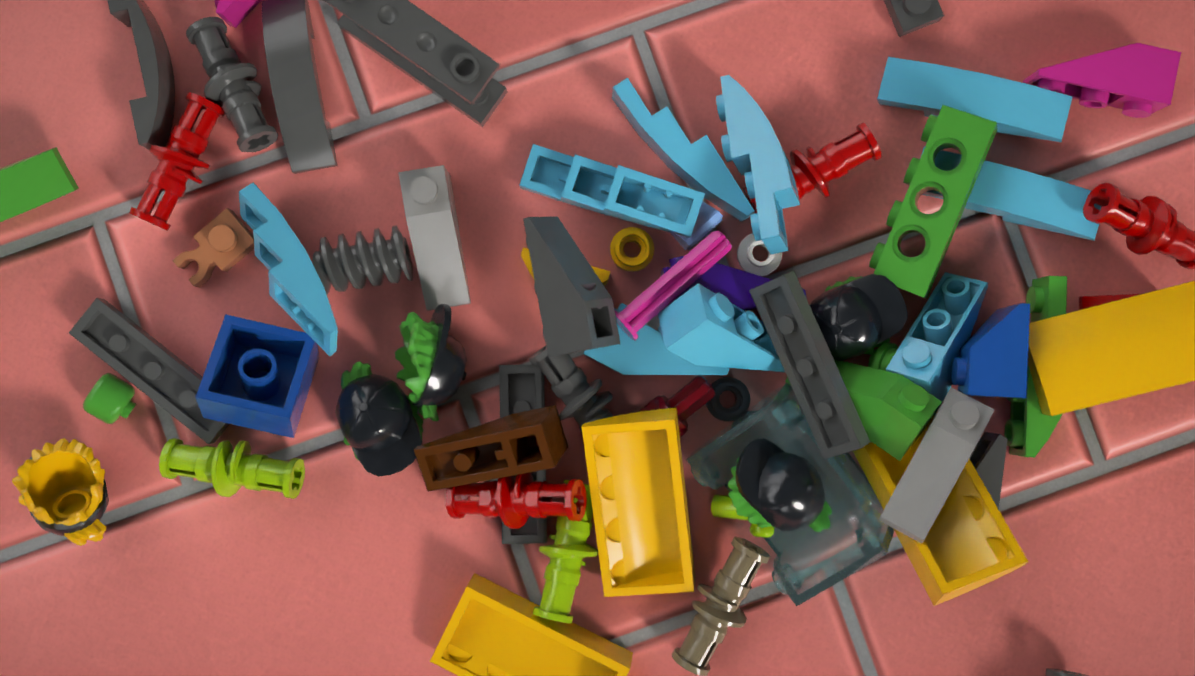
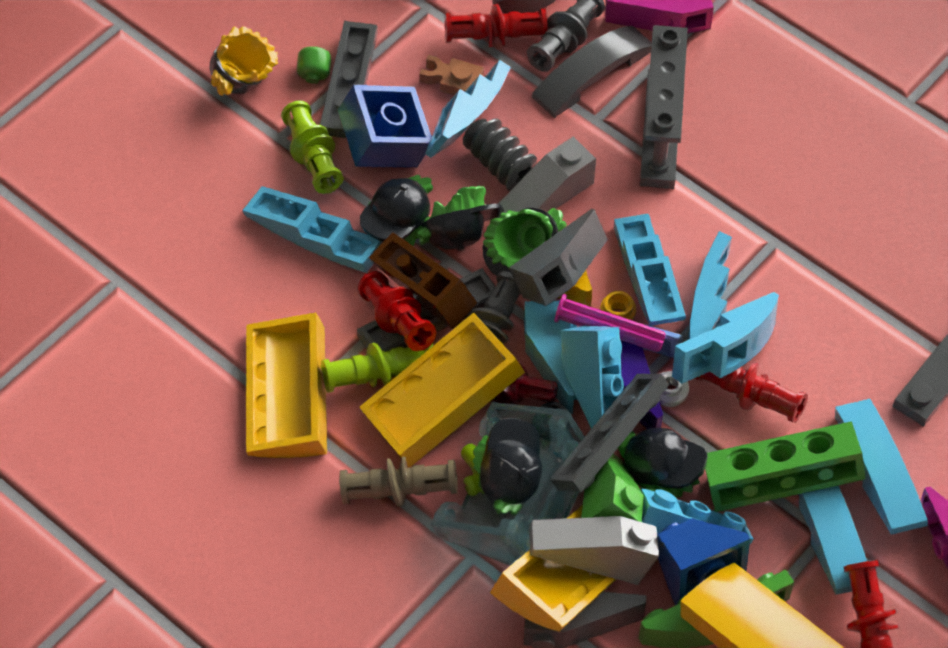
camera: 65 degrees right, 30 degrees down
(341, 523) = (311, 229): none -> medium azure slope
(500, 306) = (517, 235): none -> bright green hair

